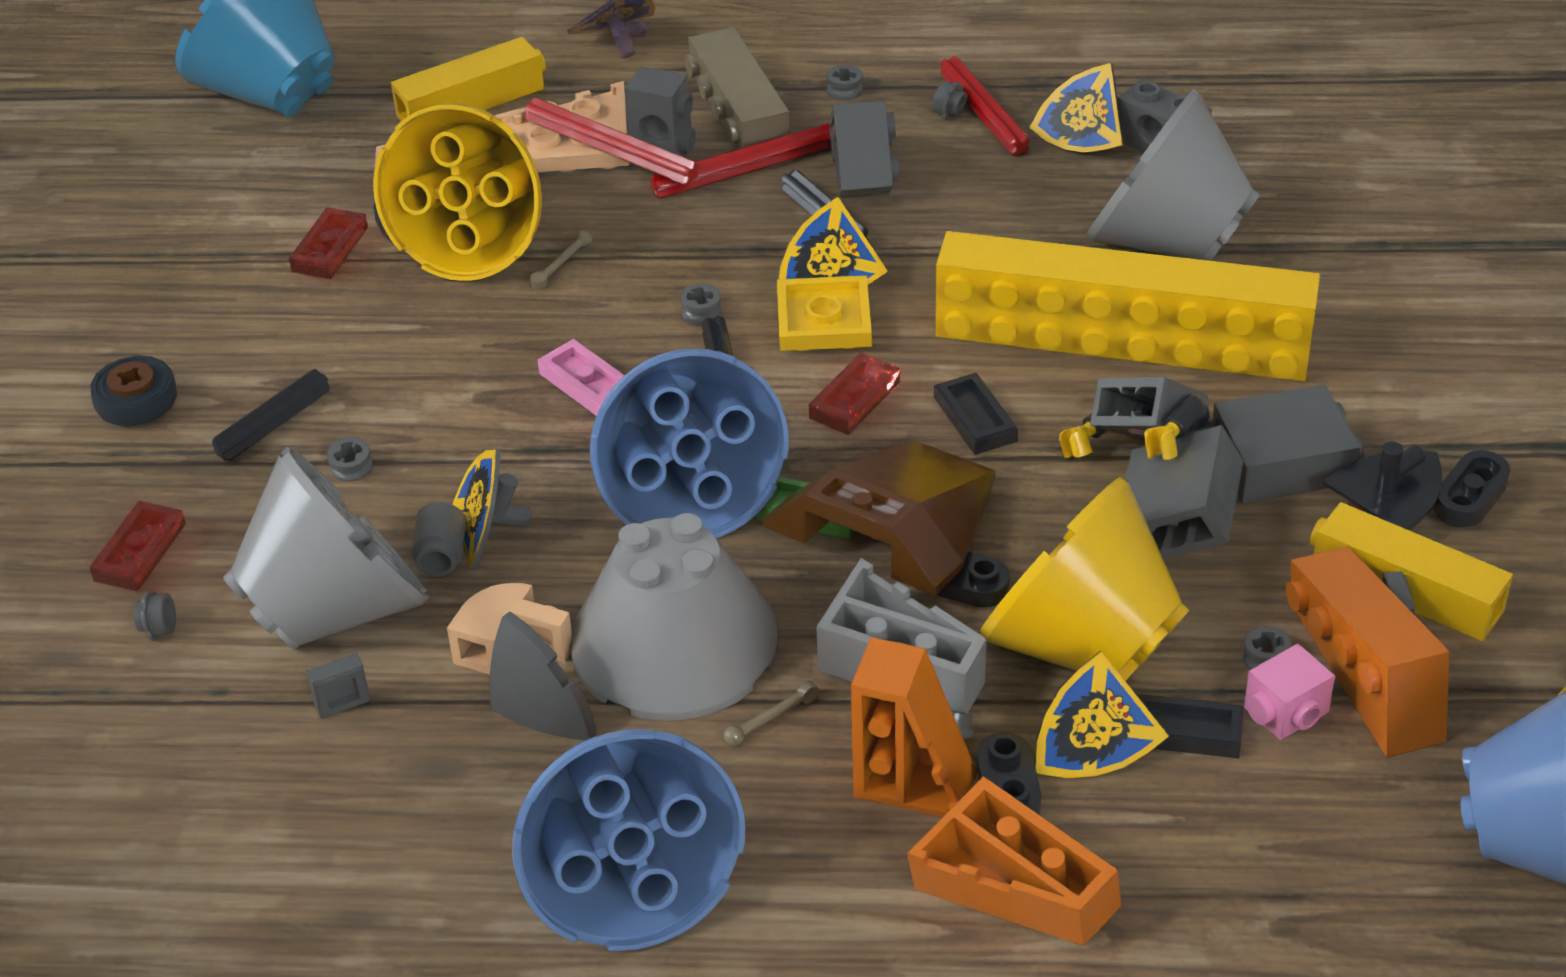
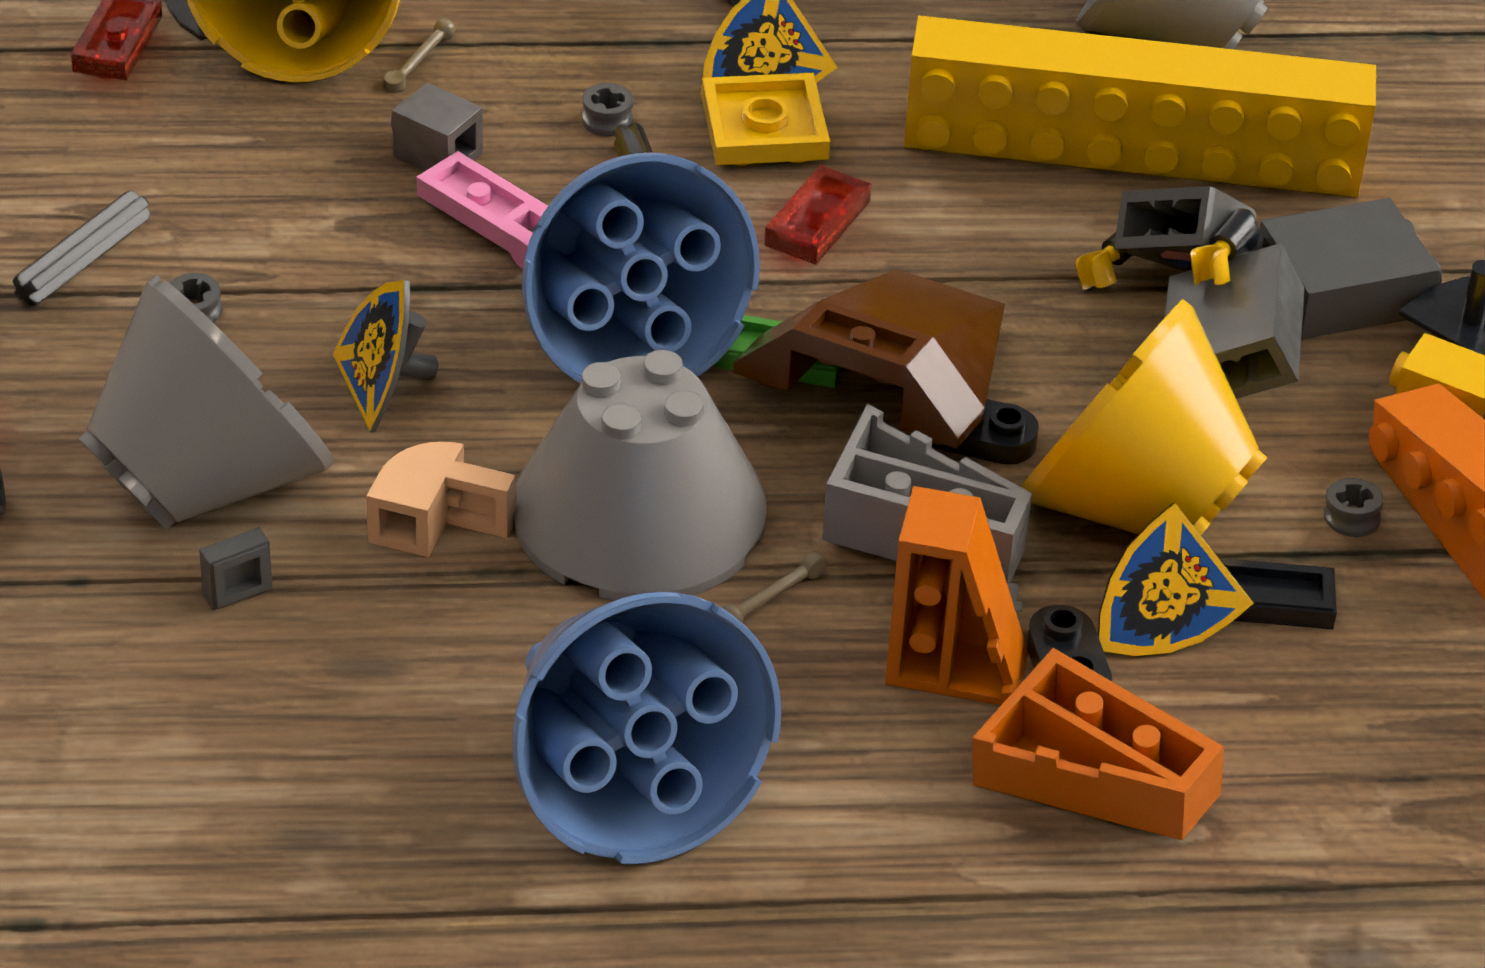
camera: 10 degrees left, 0 degrees up
(438, 538) = (329, 392): dark grey brick -> none
(533, 687) = (484, 563): dark grey brick -> none
(559, 317) = (434, 126): none -> flat silver brick
(975, 413) = (968, 237): black tile -> none
(1289, 692) = (1386, 550): bright pink brick -> none

